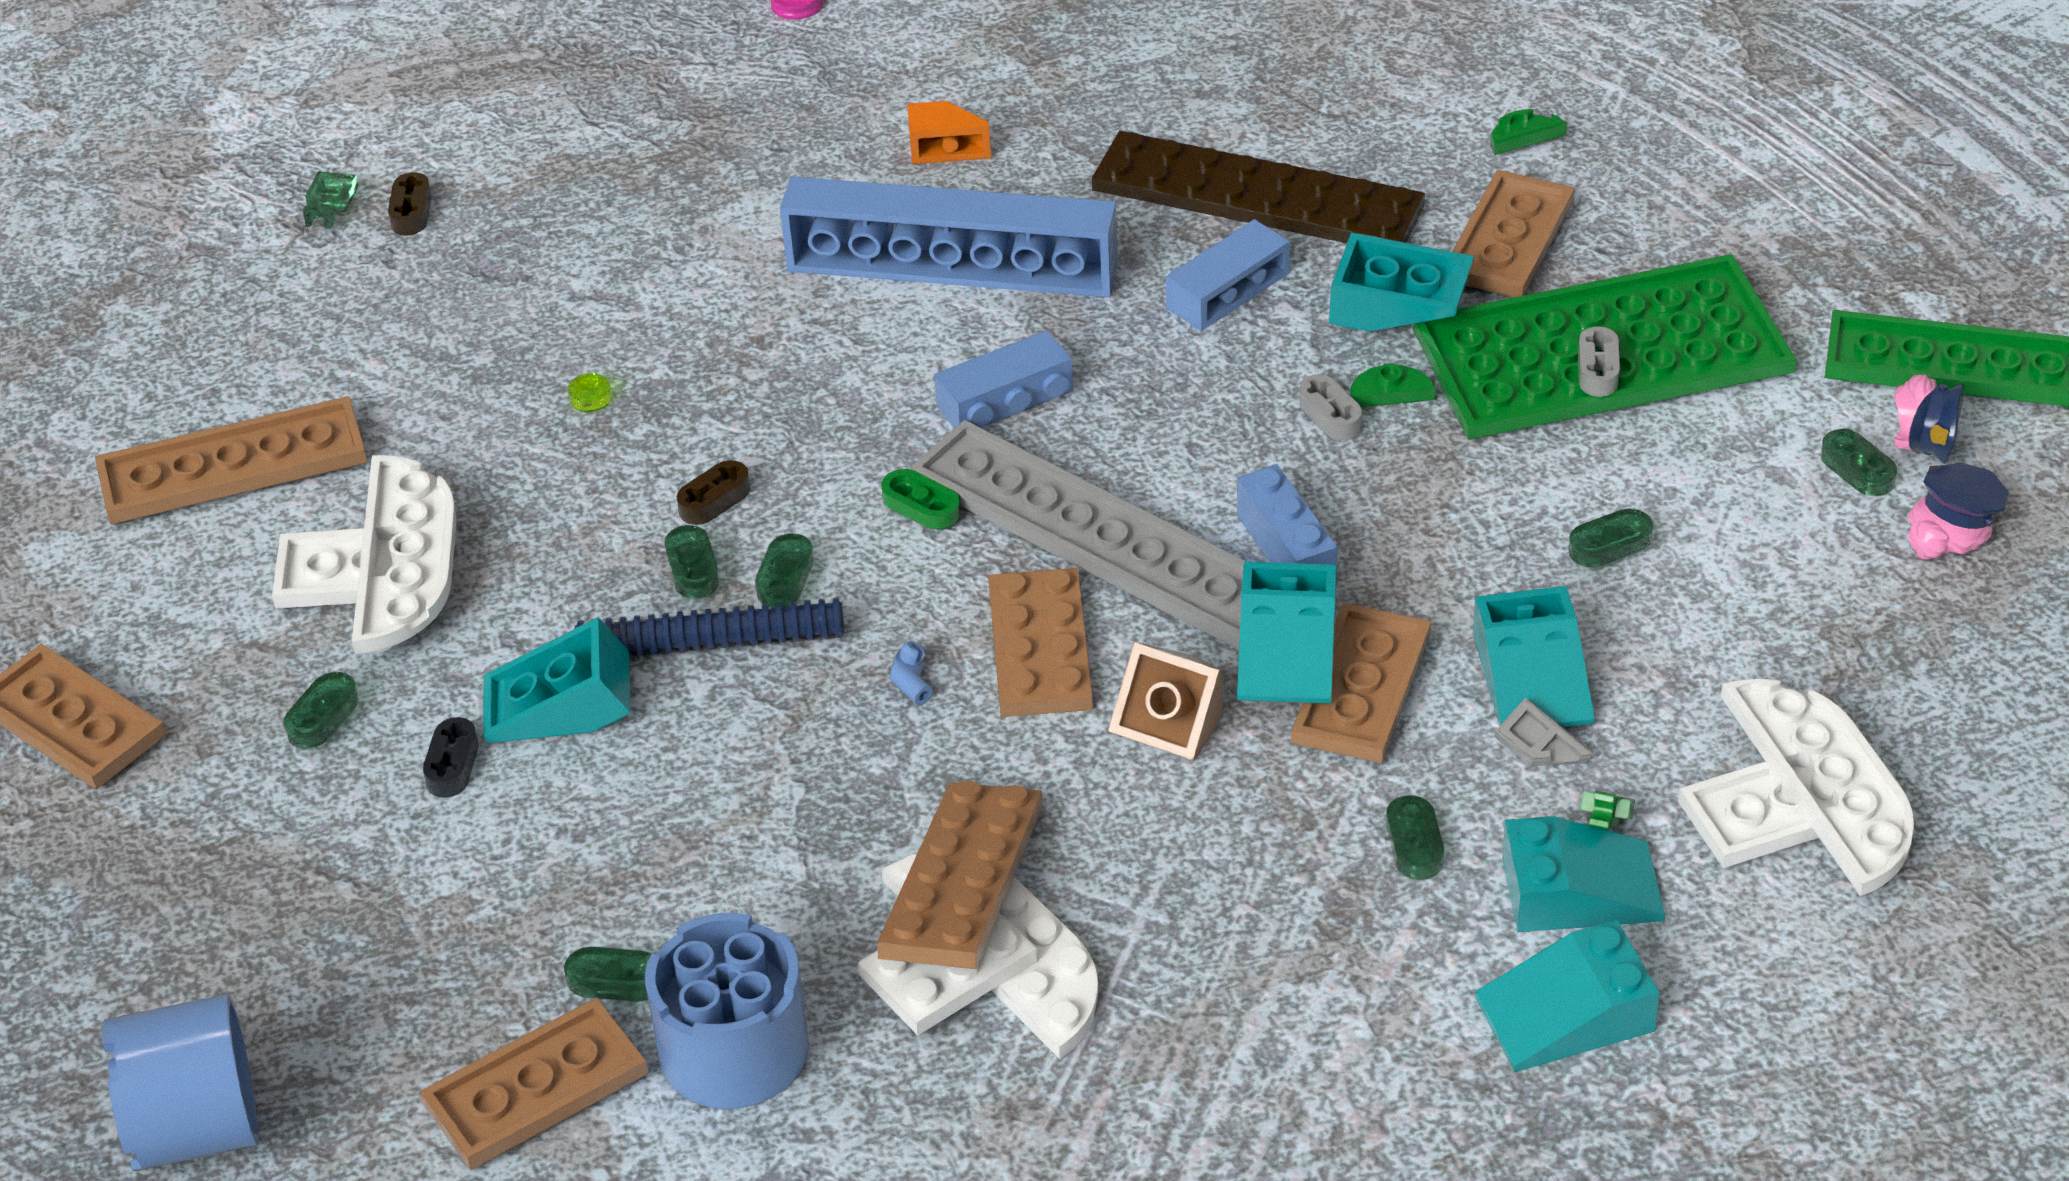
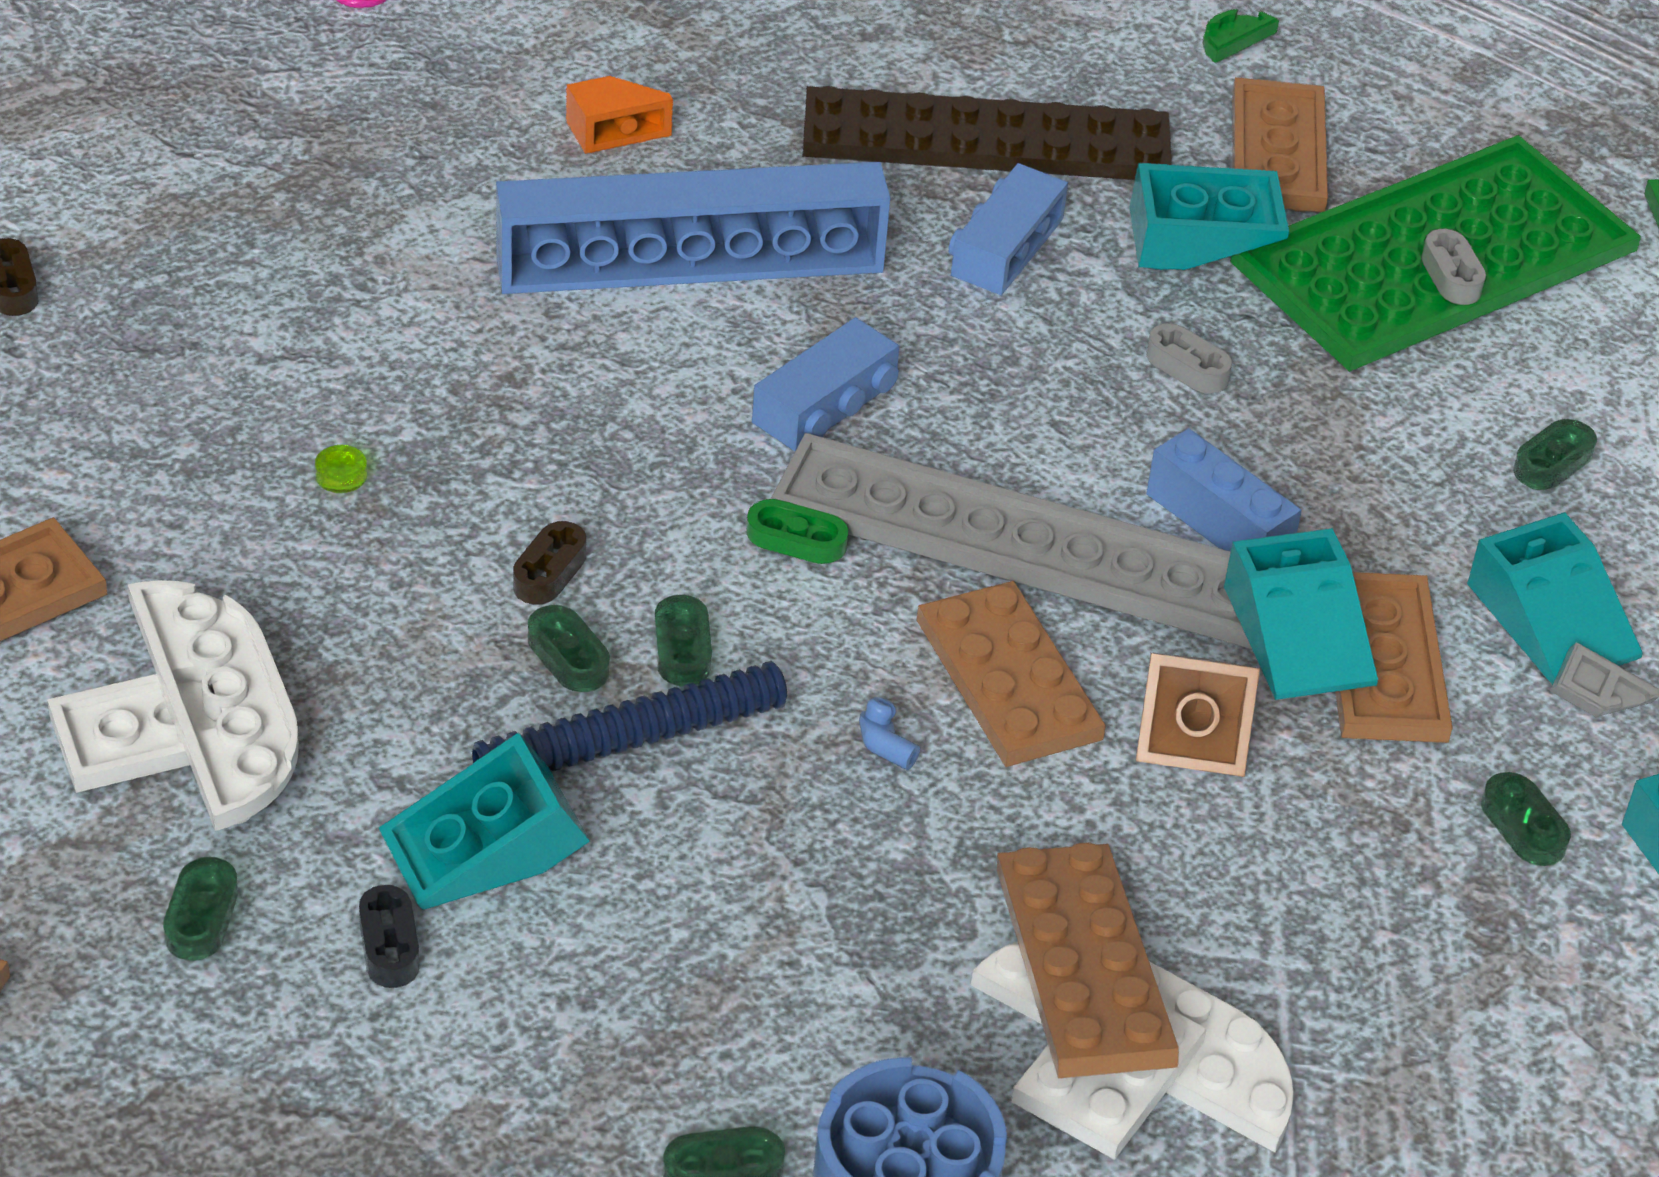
camera: 25 degrees left, 0 degrees up
(1391, 385) = (1243, 324): green plate -> none

